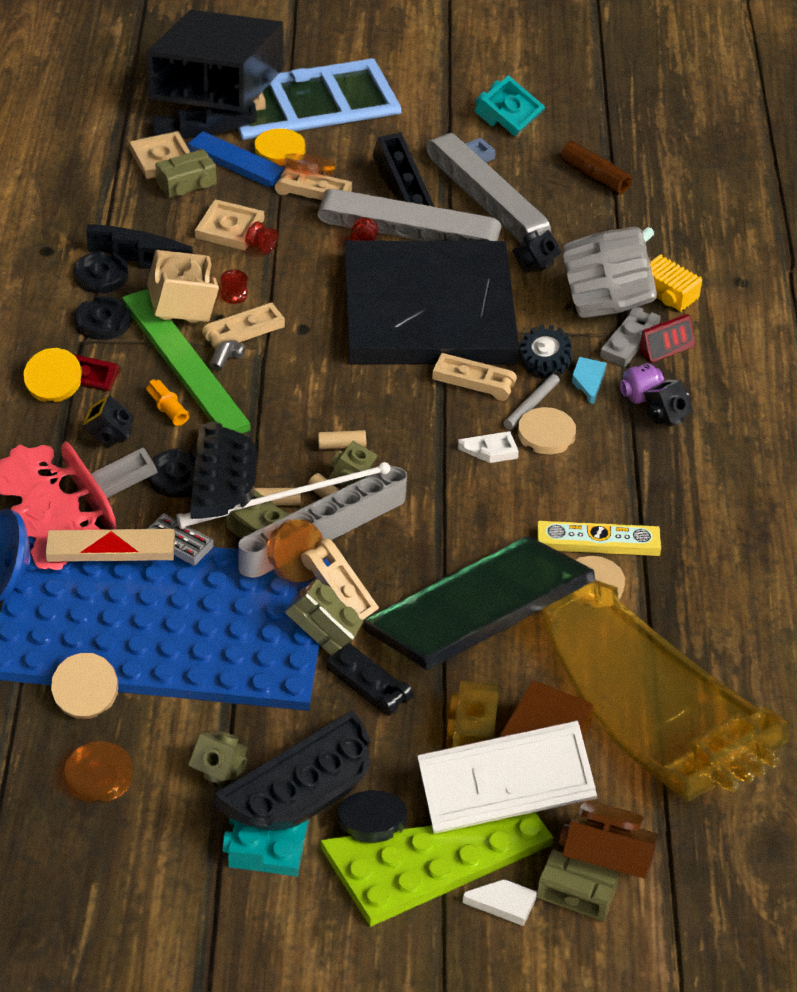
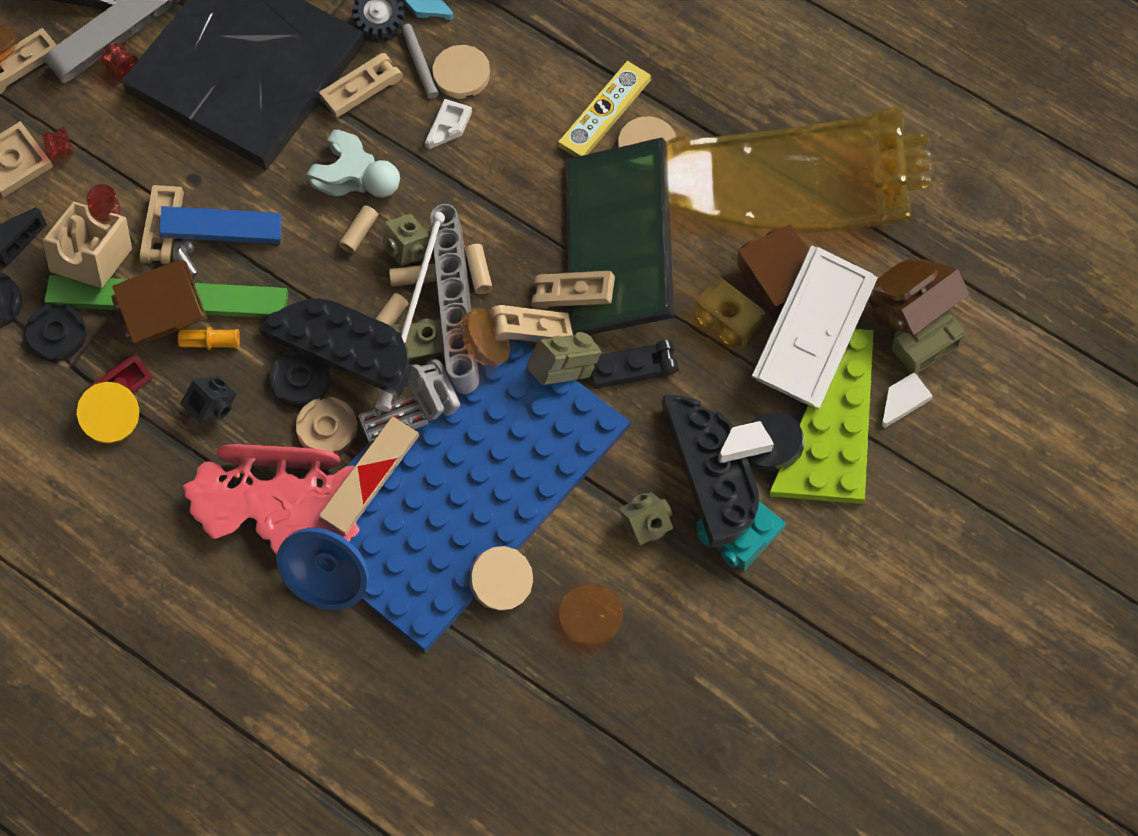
camera: 50 degrees left, 20 degrees up
(124, 472) = (273, 417): light grey tile -> none
(144, 507) = (327, 425): none -> tan tile
(165, 347) = (158, 303): none -> reddish brown brick
(224, 534) = (433, 389): none -> light grey piece
(271, 356) = (220, 225): none -> blue tile
(347, 786) = (745, 442): none -> white tile
(371, 530) = (478, 268): none -> tan hinge
(391, 408) = (353, 170): none -> light aqua piece
(401, 595) = (573, 289): none -> tan plate

